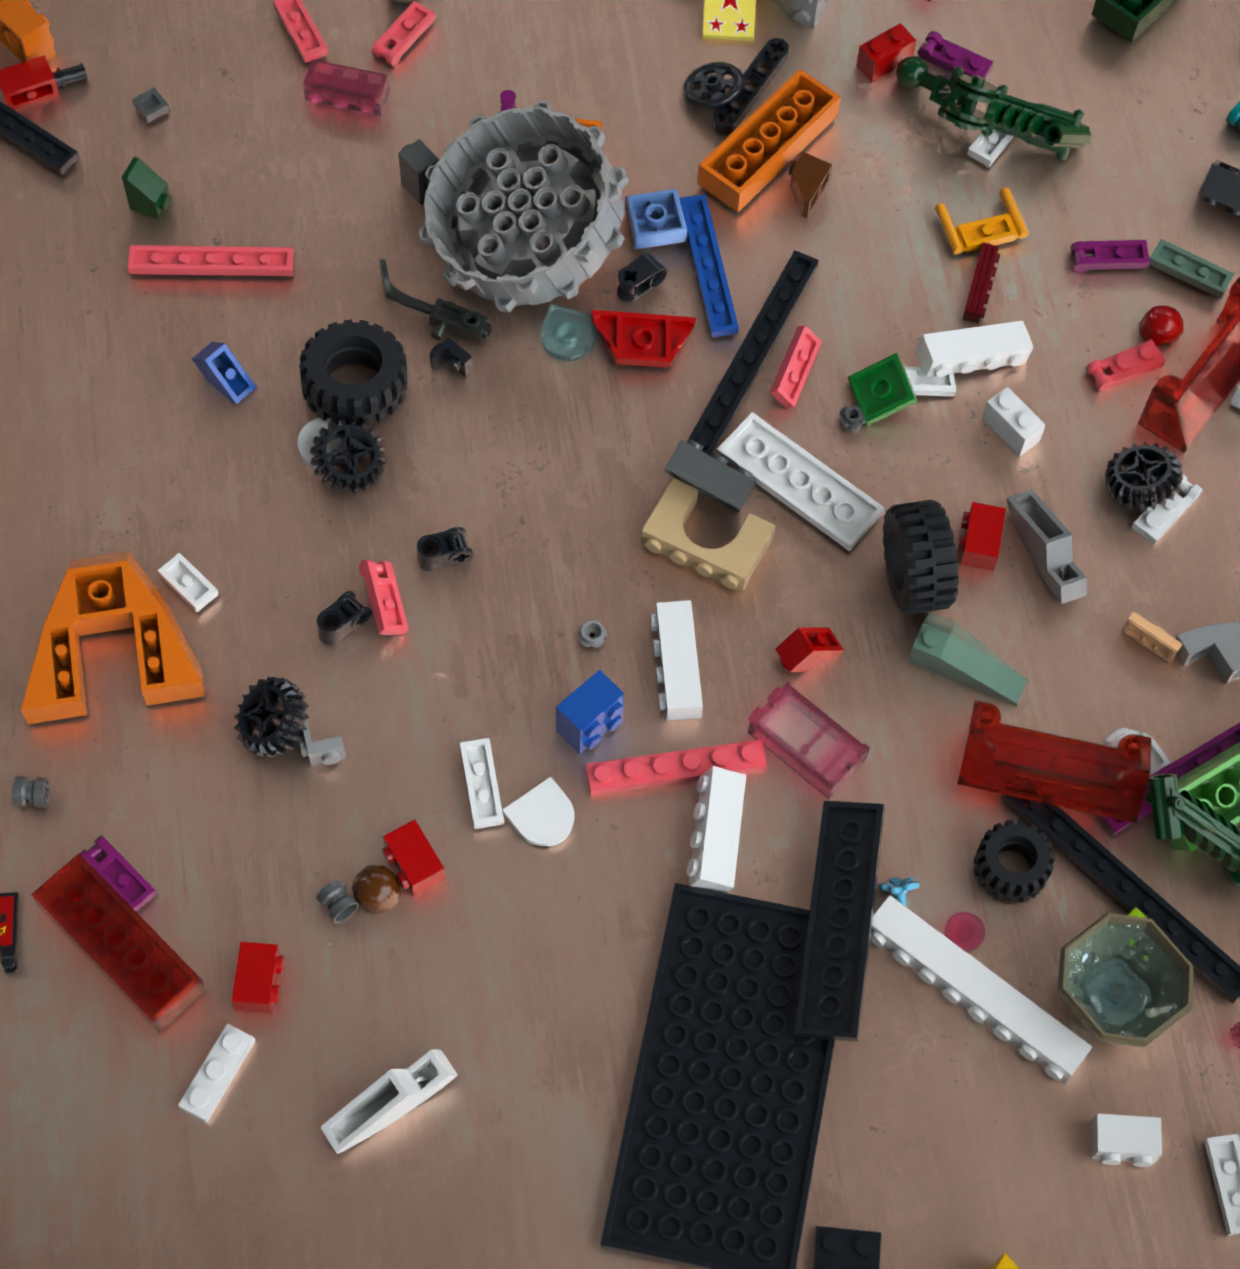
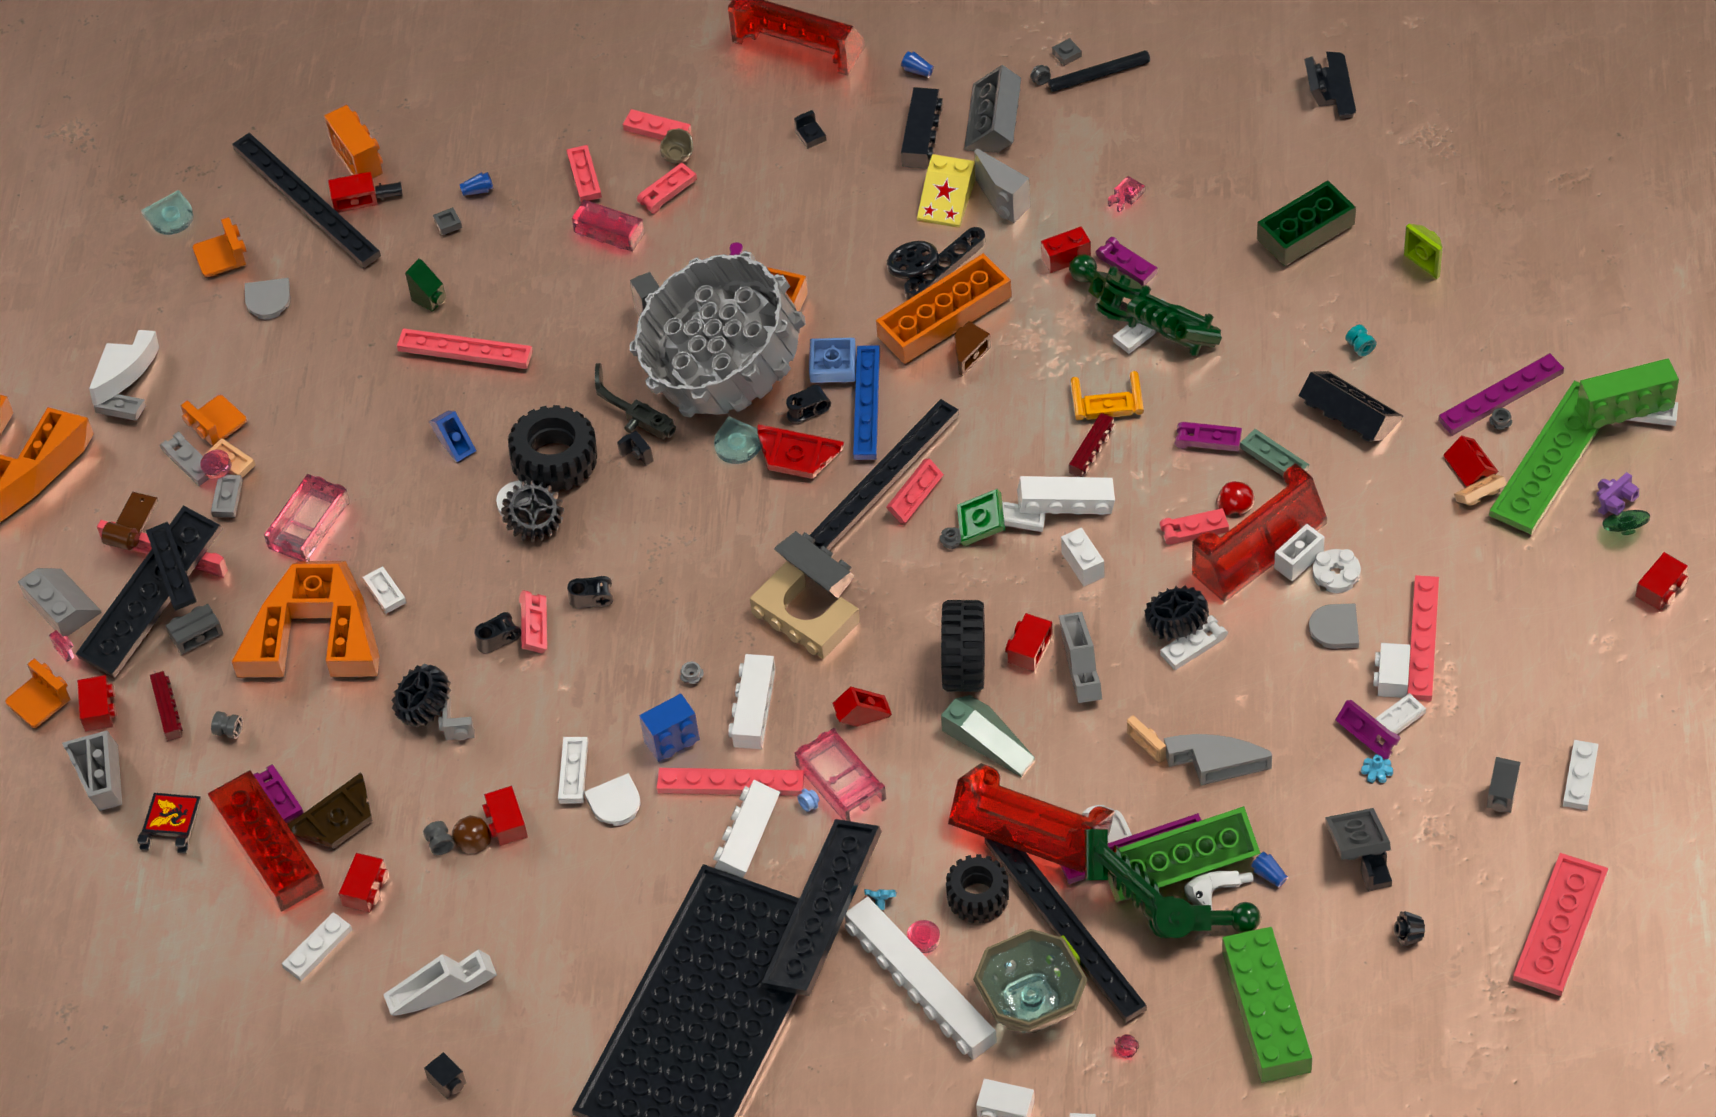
camera: 20 degrees right, 10 degrees down
(68, 503) = (306, 518): none -> clear pink door
(175, 56) = (476, 185): none -> blue cone
(199, 891) = (336, 815): none -> dark brown wing
(427, 1226) = (445, 1075): none -> black brick
(777, 777) = (808, 800): none -> light blue plate
(801, 481) = (891, 579): white plate -> none

